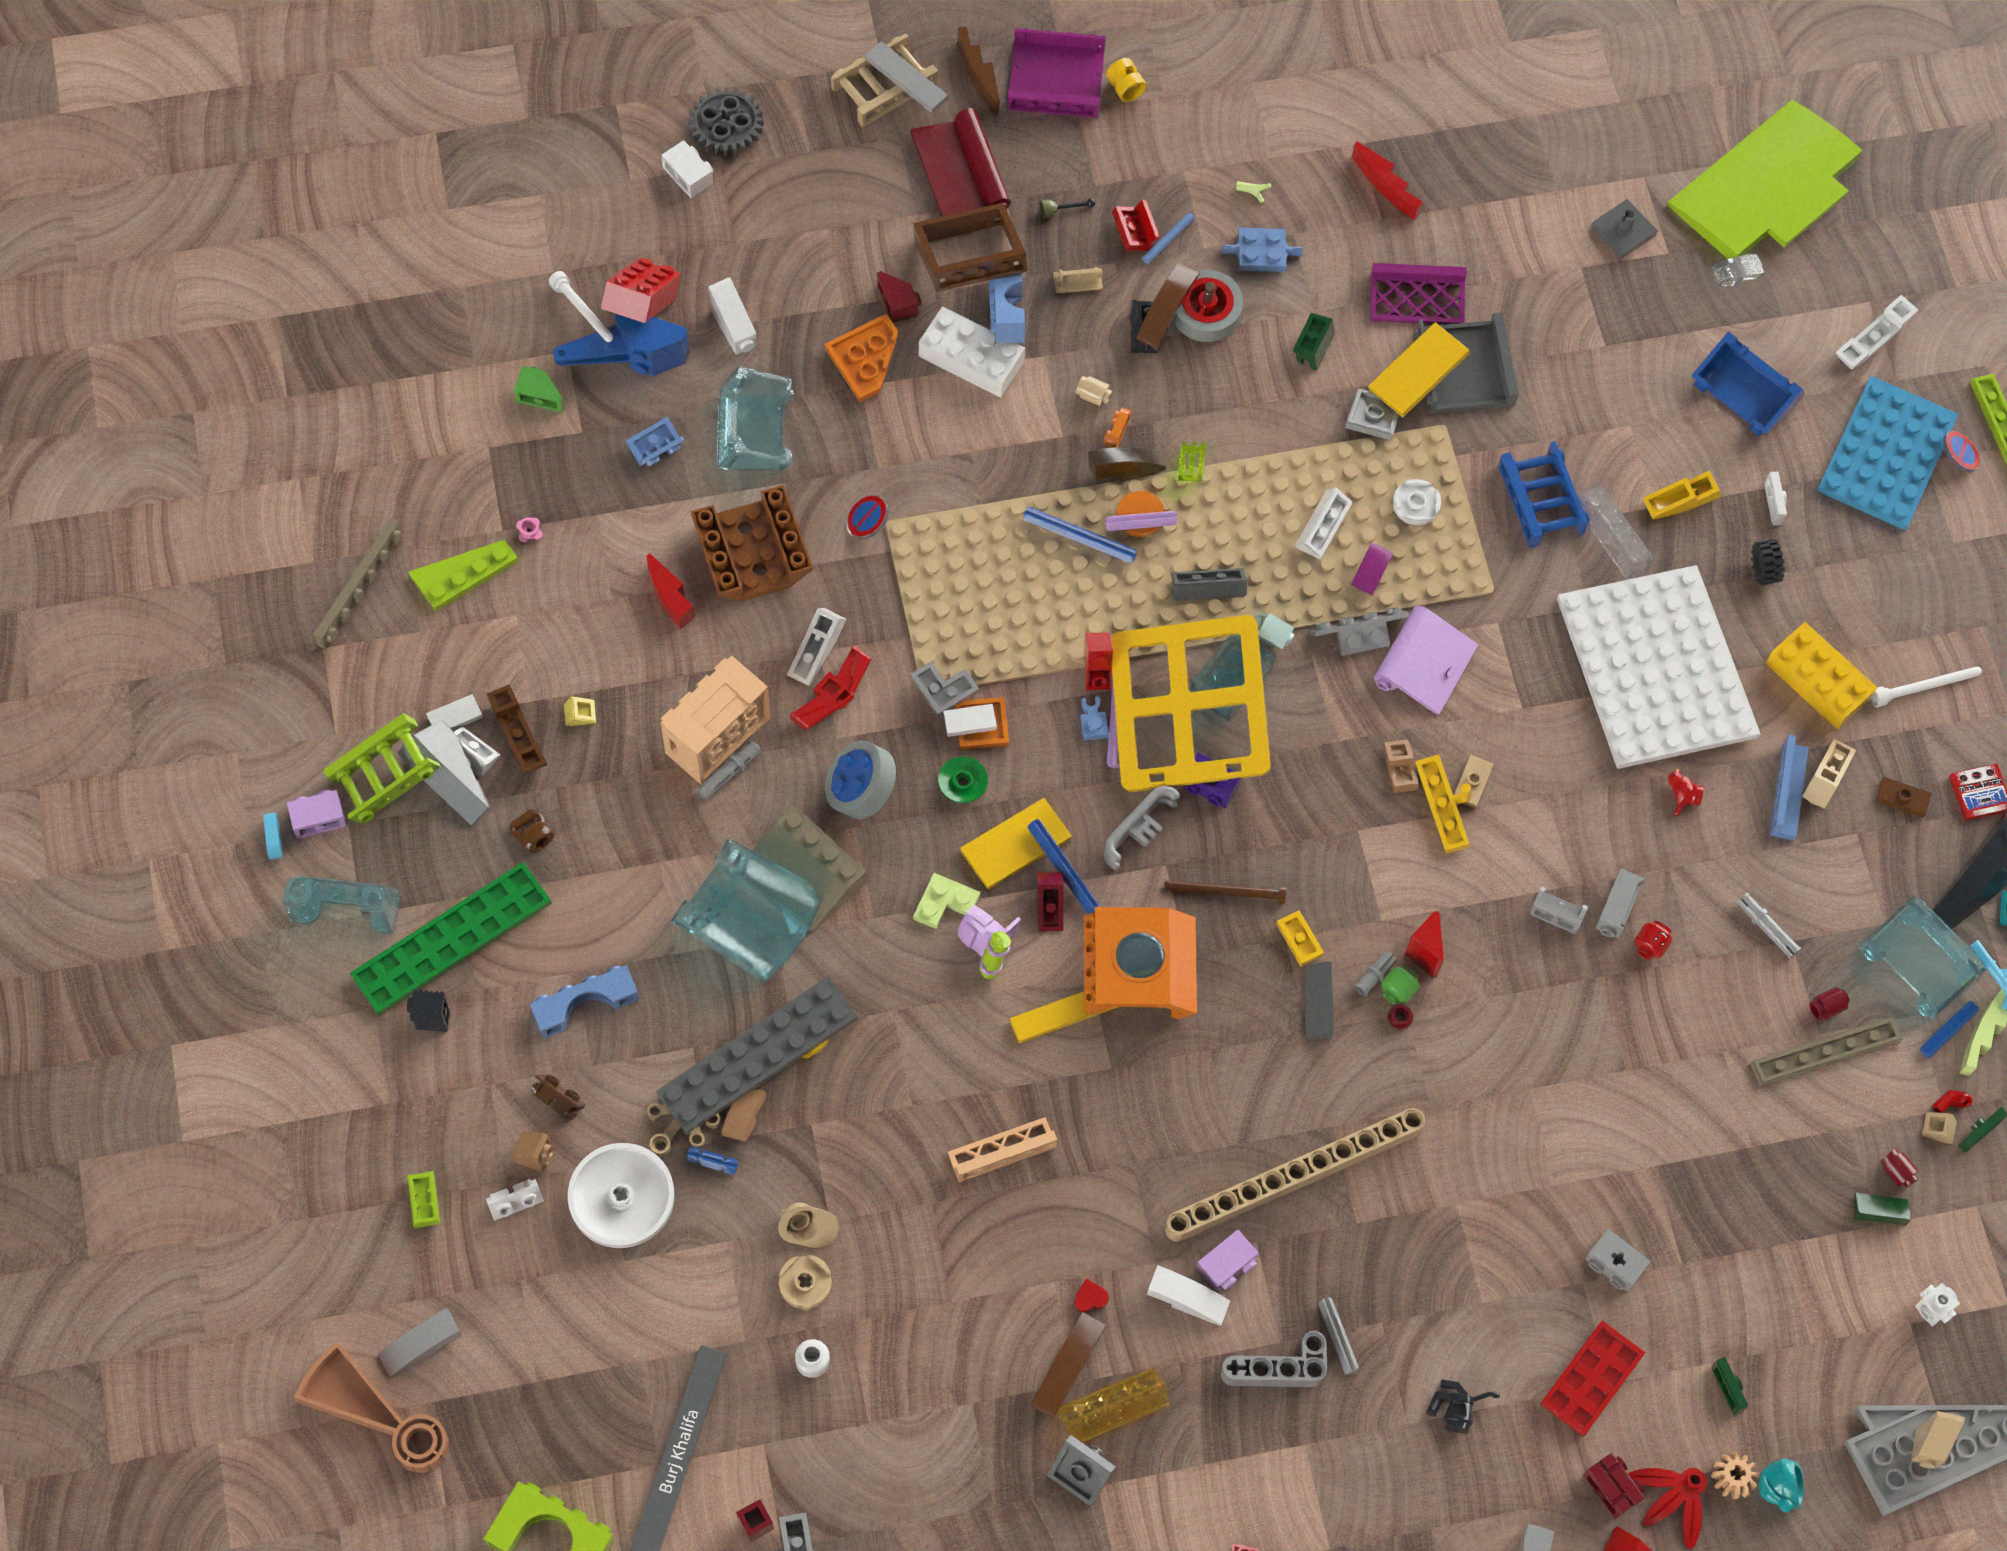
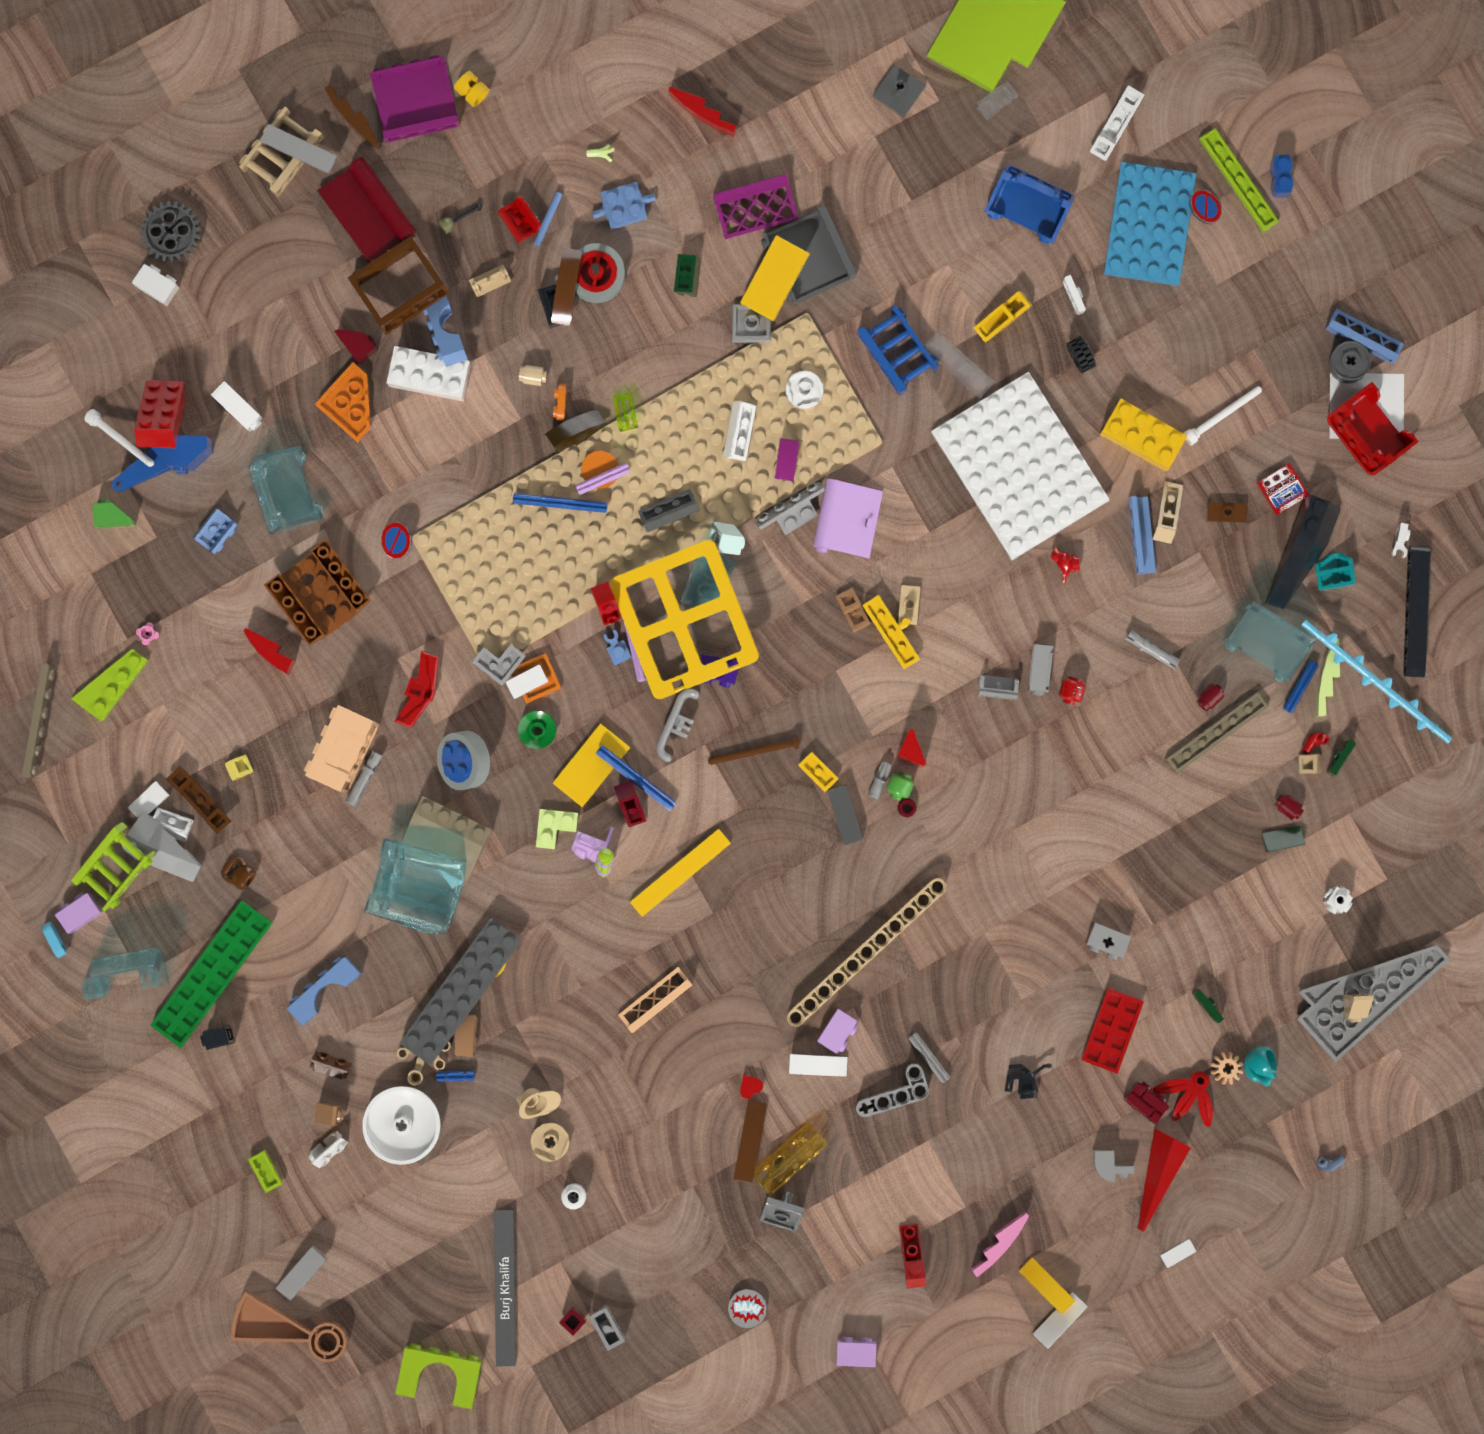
camera: 15 degrees left, 20 degrees up
(816, 645) = (394, 657): white slope -> none
(1140, 960) = (709, 832): orange panel -> none

